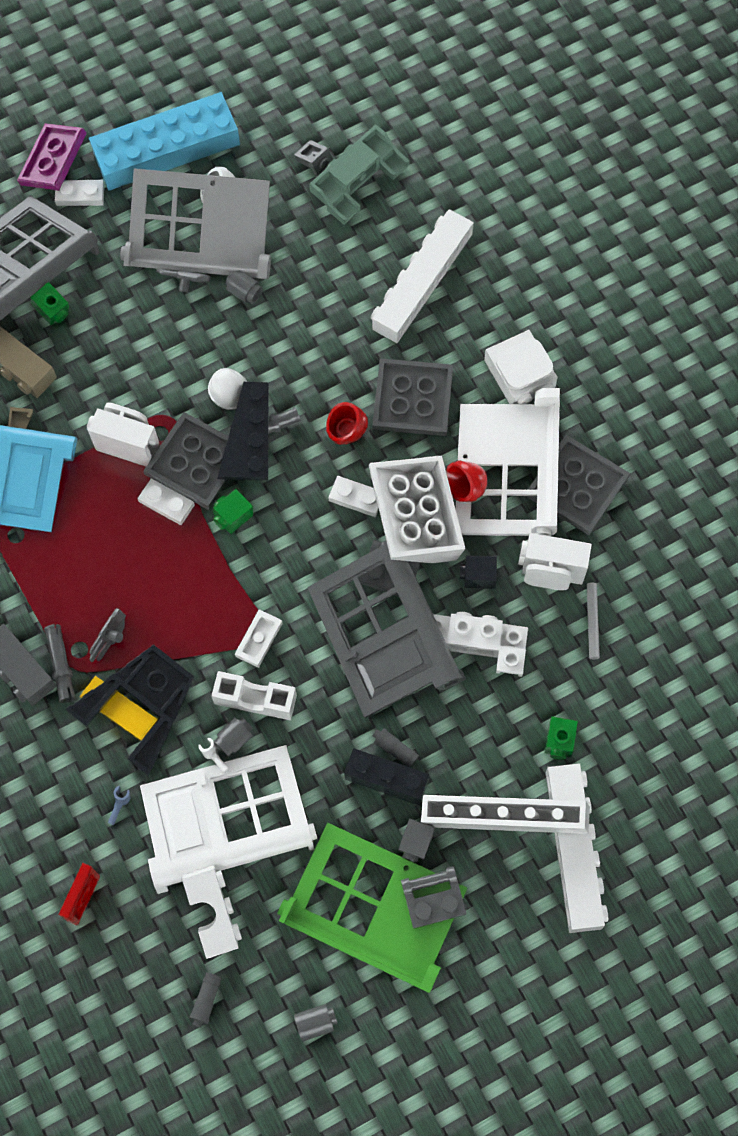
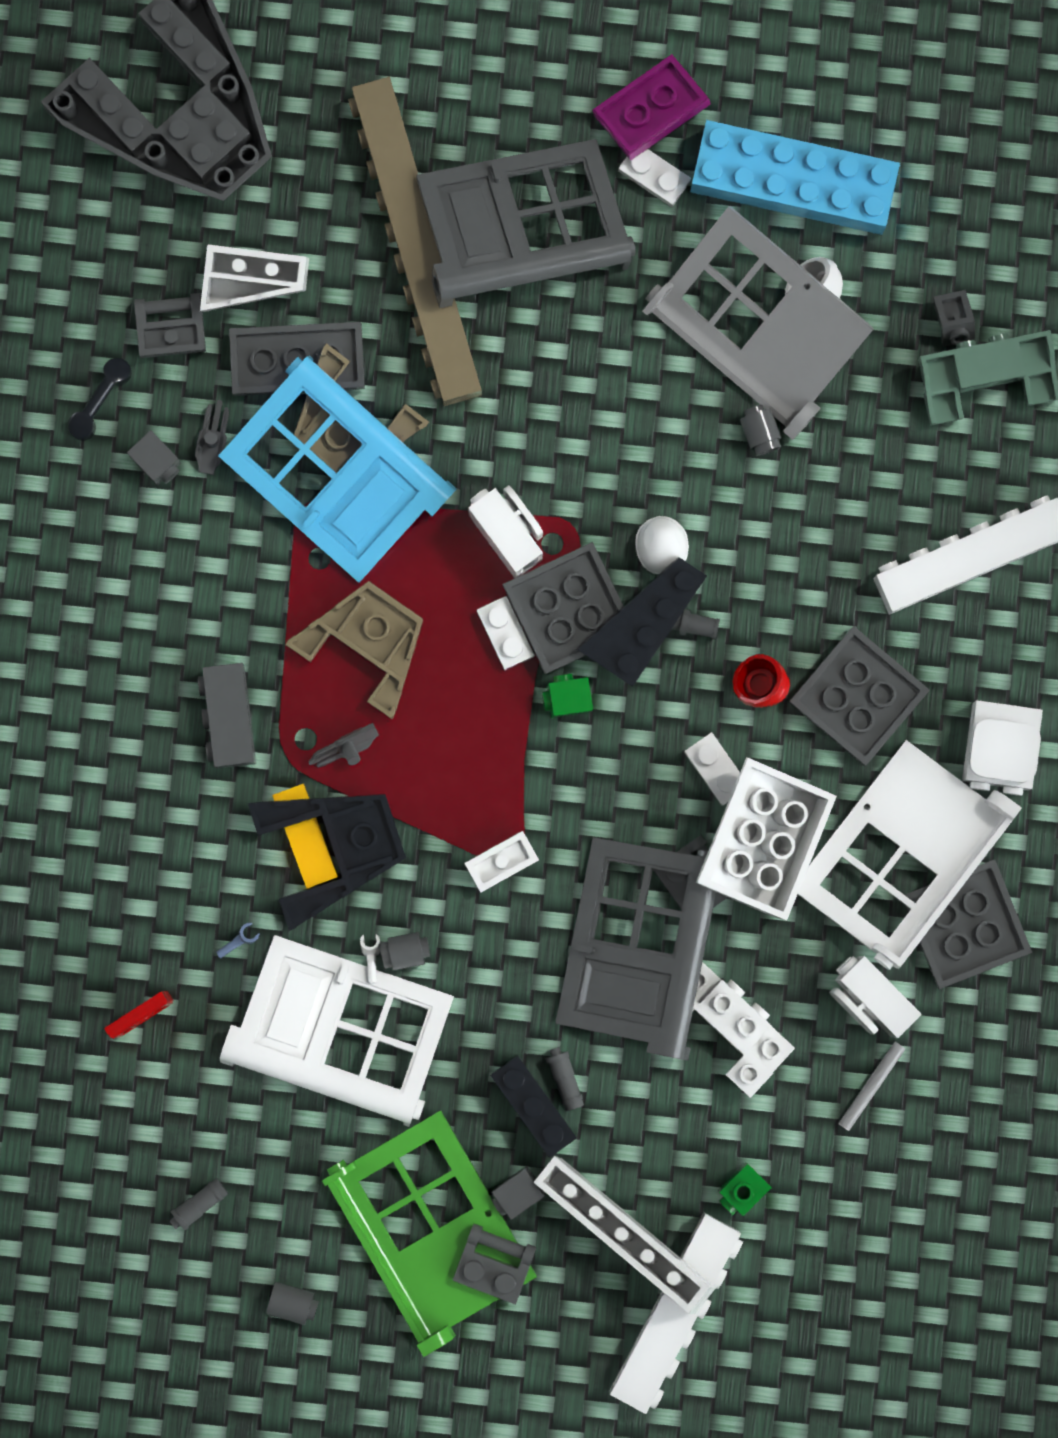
camera: 30 degrees right, 15 degrees up
(50, 304) = (529, 305): green brick -> none
(61, 674) = (274, 744): dark grey pin -> none
(79, 551) = (375, 629): none -> dark tan wing
(185, 277) = (702, 371): dark grey piece -> none
(206, 887) = (269, 1096): white arch -> none
(269, 700) = (454, 924): white arch -> none
(466, 480) = (843, 844): red hat -> none
(479, 572) = (787, 950): black brick -> none

